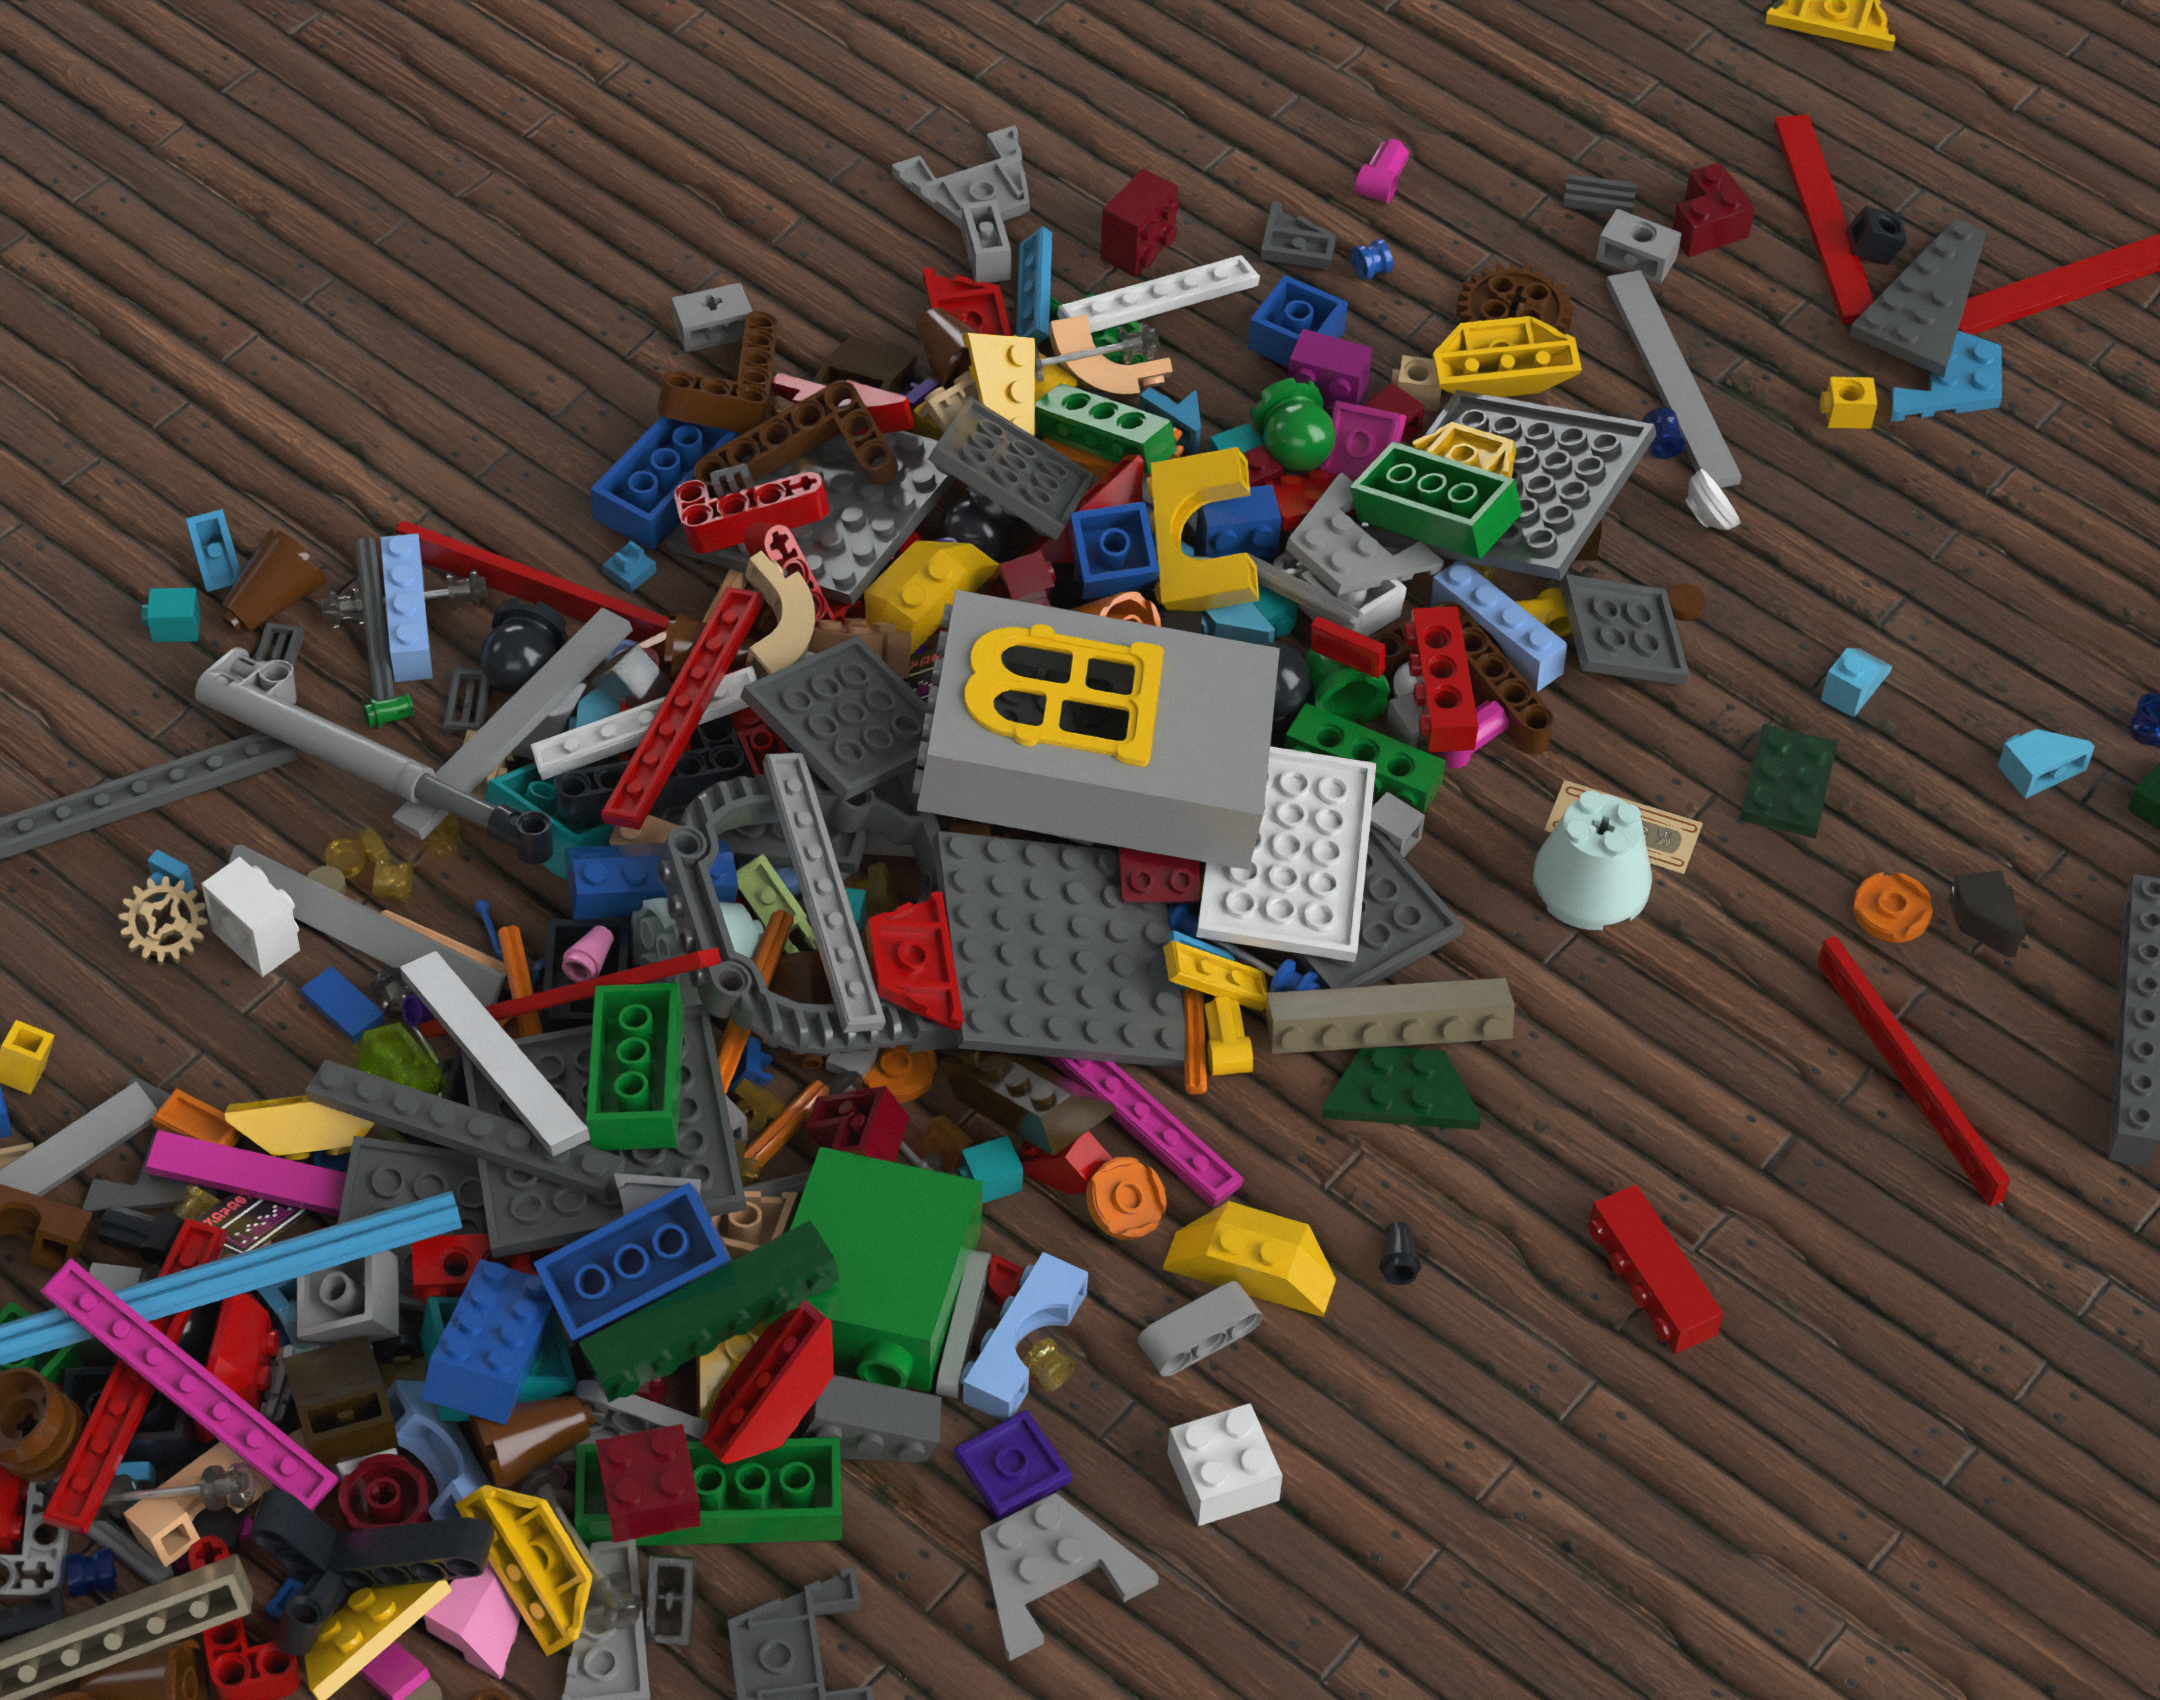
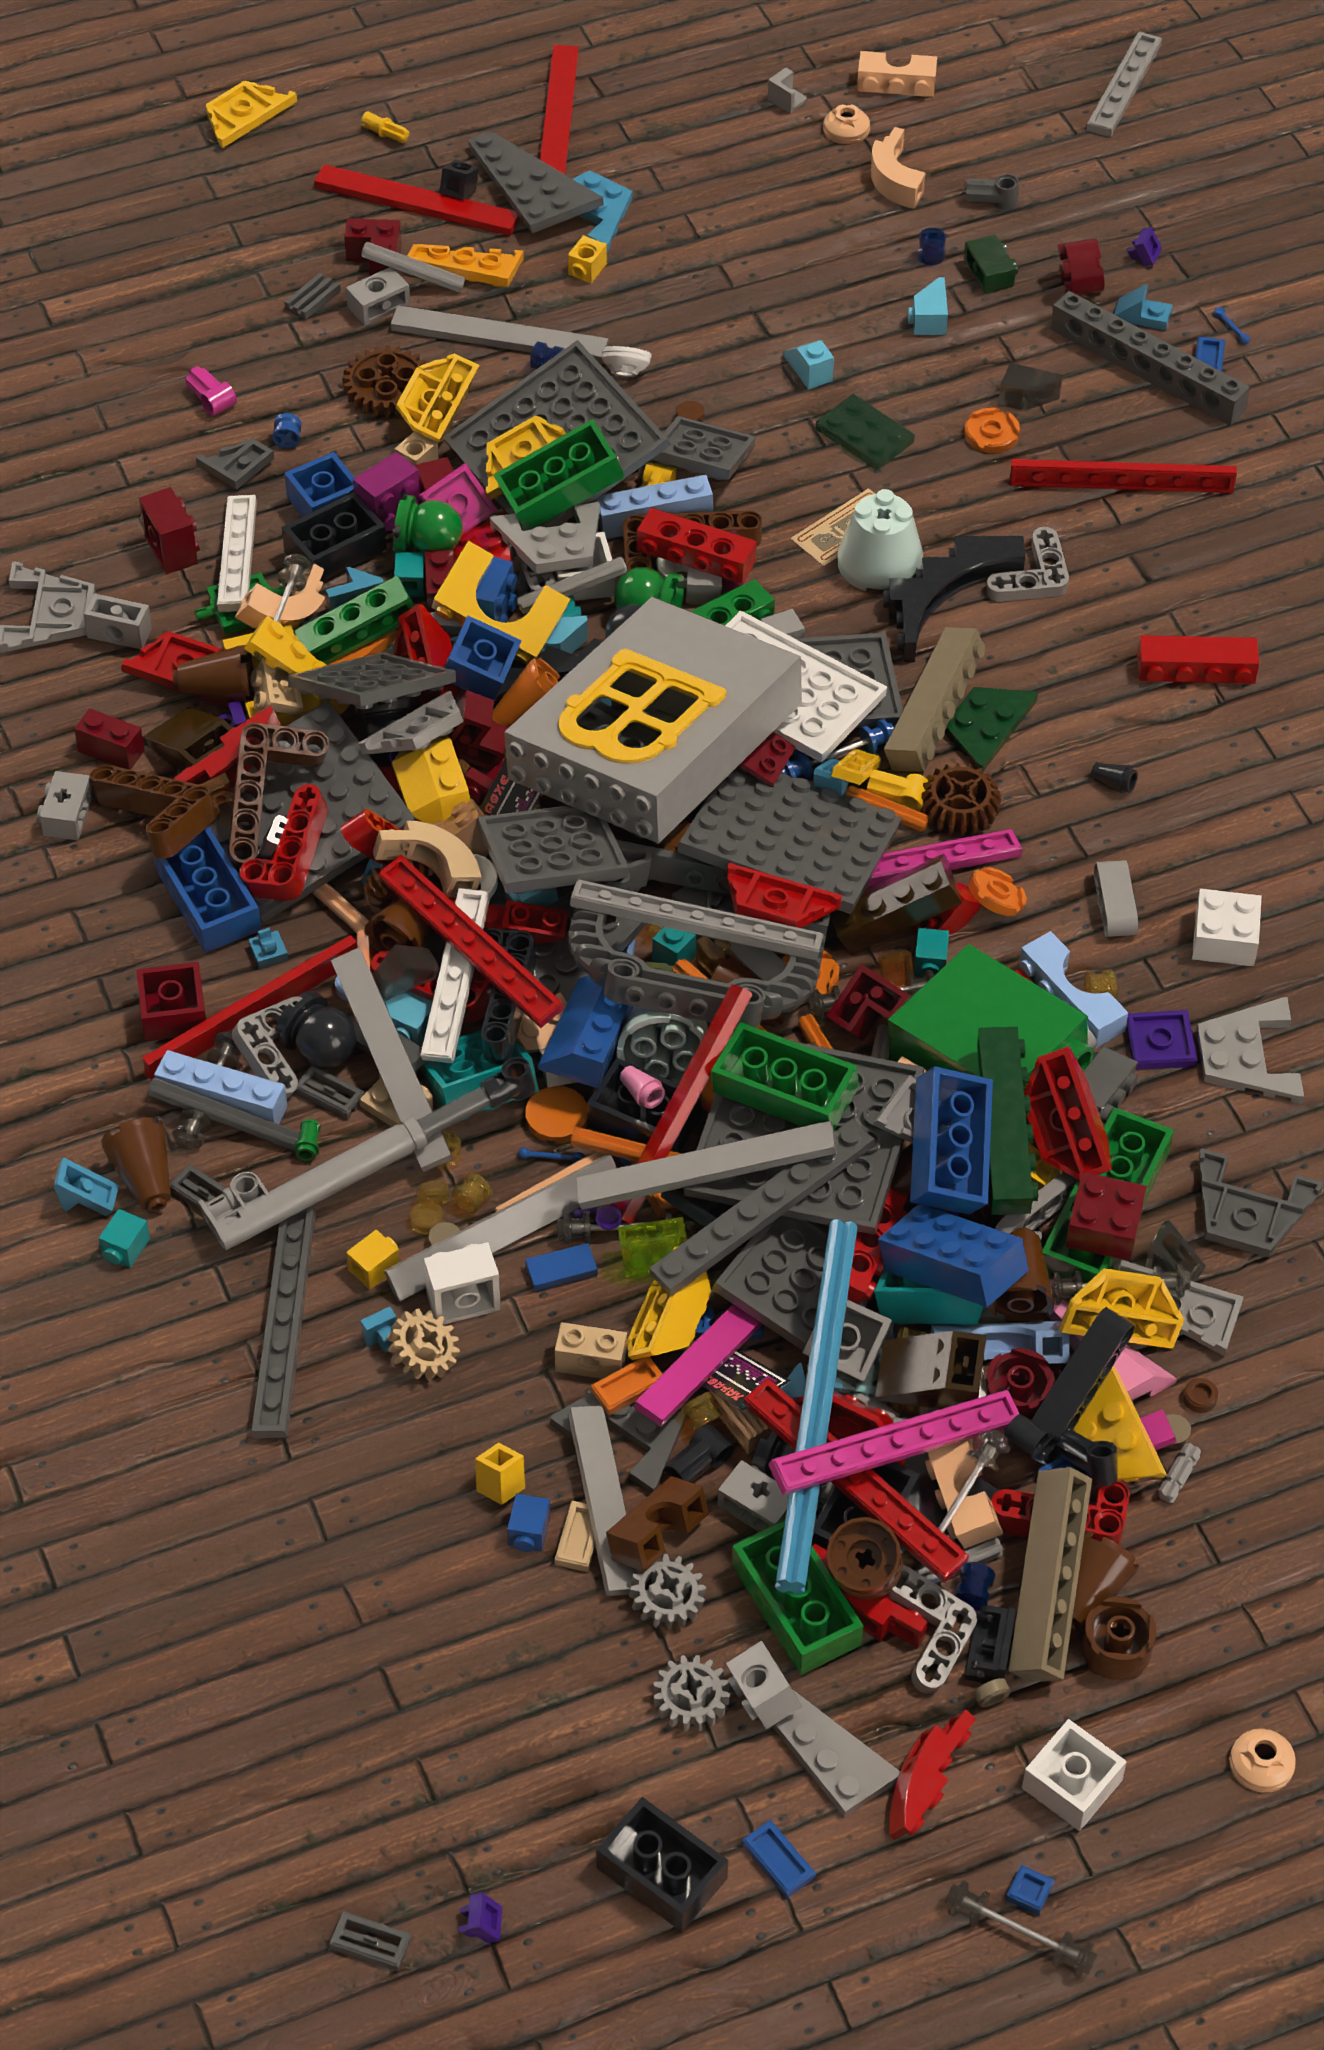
camera: 60 degrees left, 0 degrees up
(229, 1066) = (589, 1350): none -> tan brick
(258, 828) = (371, 1257): none -> yellow brick
(496, 511) = (170, 999): none -> dark red brick
(502, 591) = (263, 1037): none -> light grey beam
(536, 904) = (555, 1113): none -> orange tile
(822, 309) = (109, 739): none -> dark red brick
(968, 536) = (416, 728): none -> light grey wing
(1034, 285) = (181, 617): dark azure tile -> none
(1229, 360) = (336, 535): none -> black brick
(1236, 1090) = (959, 809): none -> reddish brown gear
(1258, 1249) = (1069, 850): yellow wedge -> none
(1347, 647) = (655, 572): red tile -> none
(1592, 946) = (940, 578): none -> black arch
(1680, 1053) = (1040, 577): none -> light grey beam
(1696, 251) = (412, 266): none -> light grey axle
(1757, 304) = (473, 266): none -> light orange wing
(1912, 138) = (384, 127): none -> yellow axle

